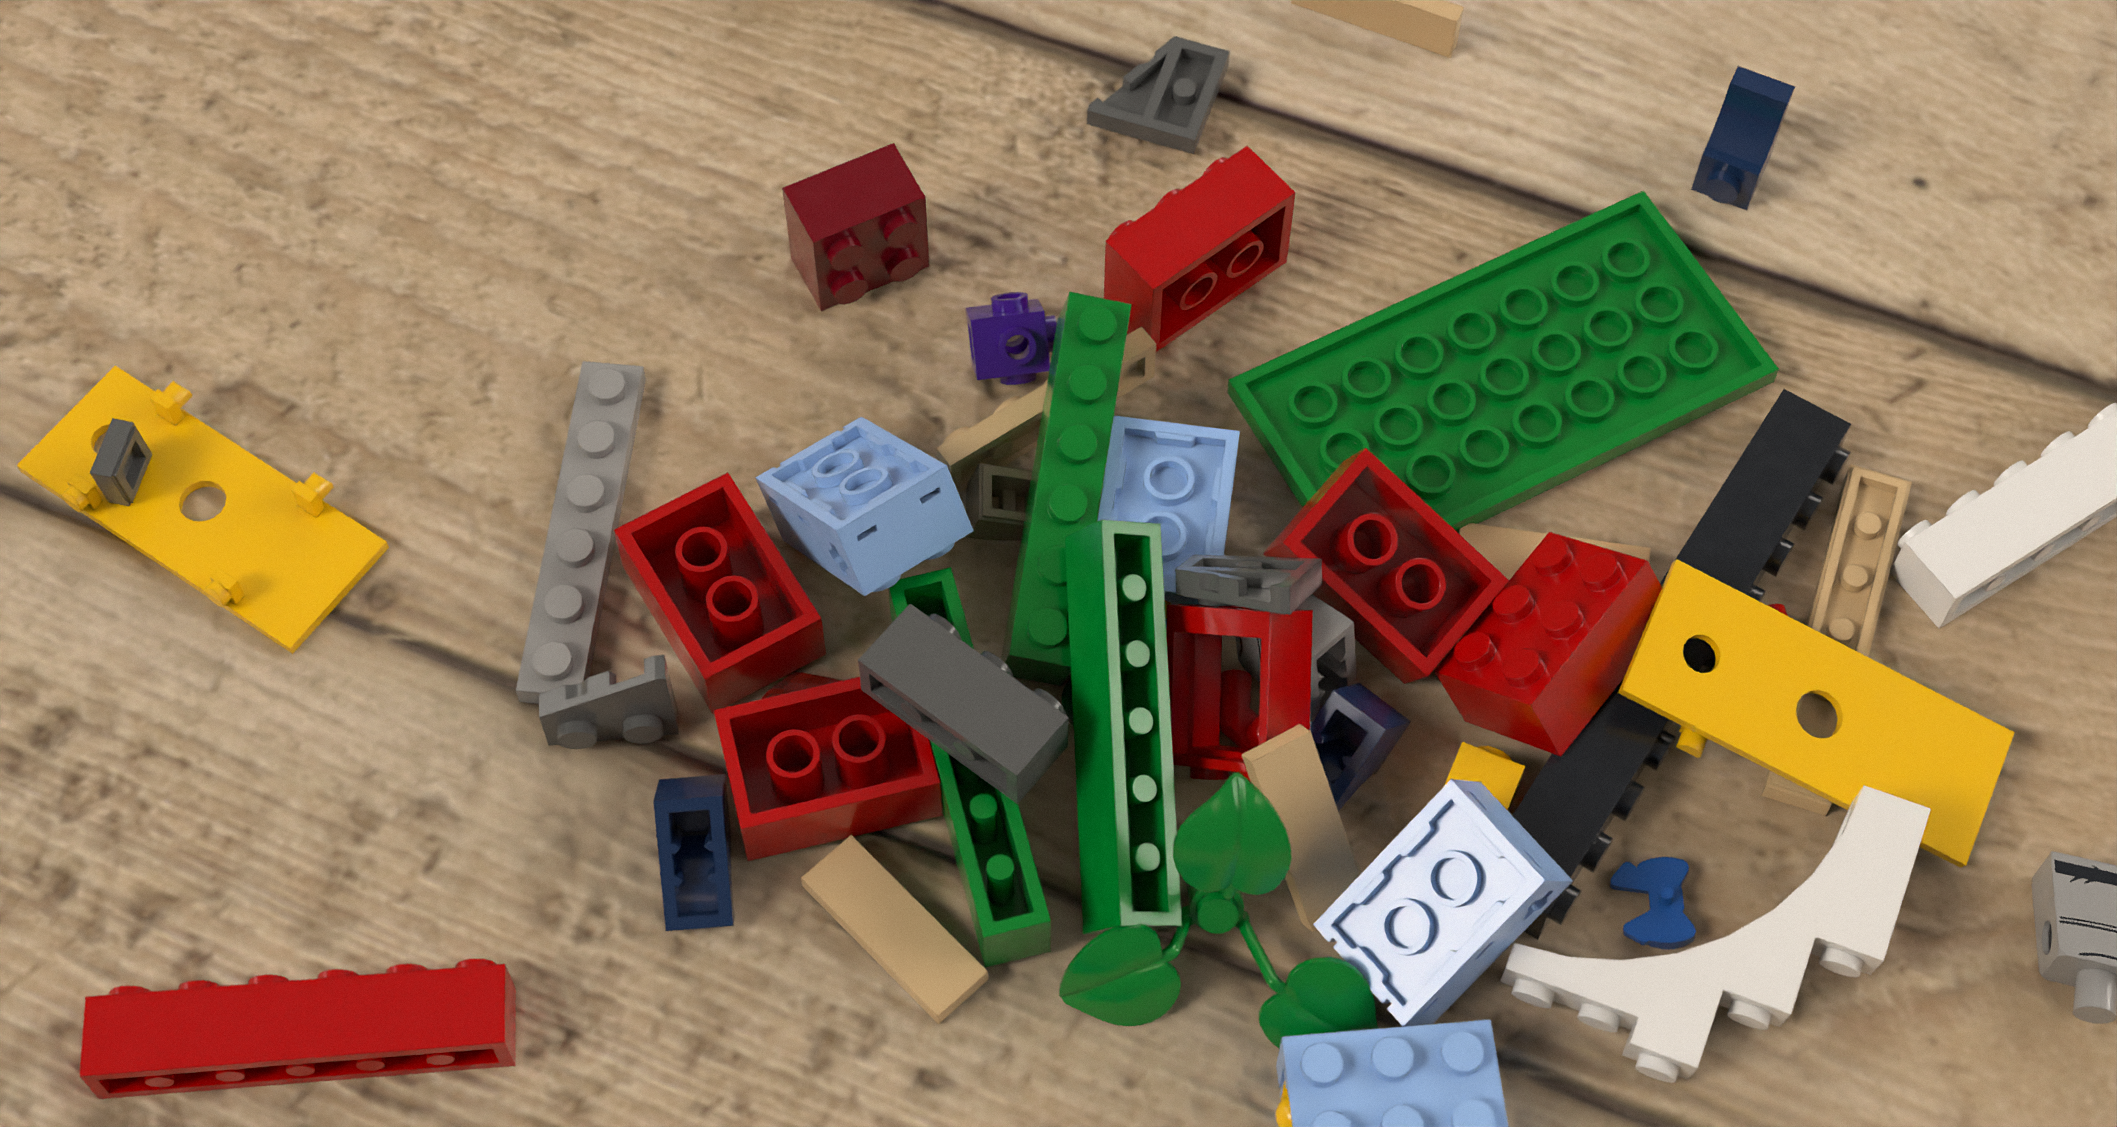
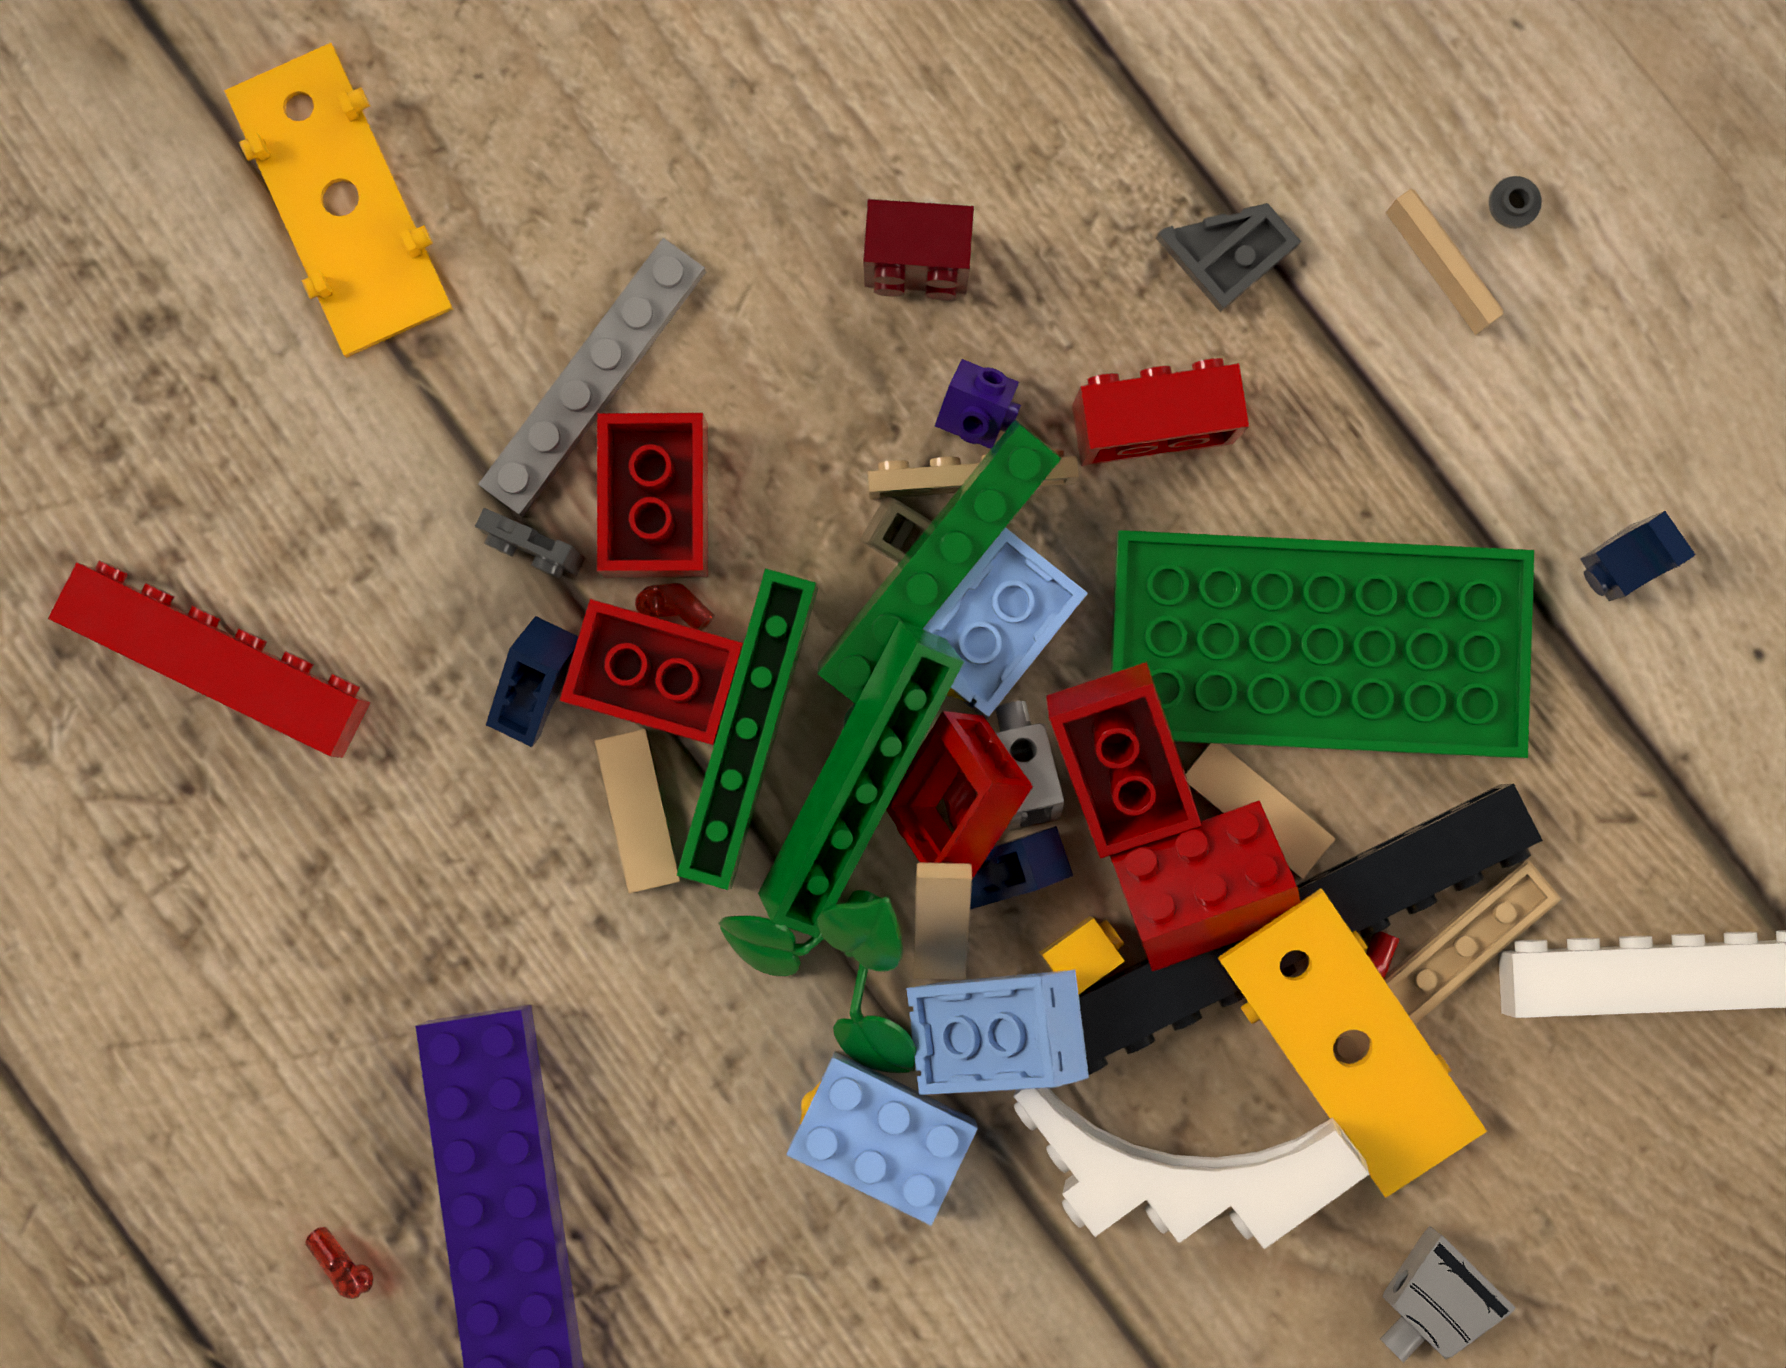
camera: 30 degrees right, 25 degrees up
(121, 462) = (290, 141): dark grey tile -> none
(865, 505) = (783, 496): light blue piece -> none
(965, 702) = (757, 703): dark grey brick -> none
(1249, 581) = (1005, 738): dark grey wing -> none
(1665, 923) = (1172, 1082): blue piece -> none

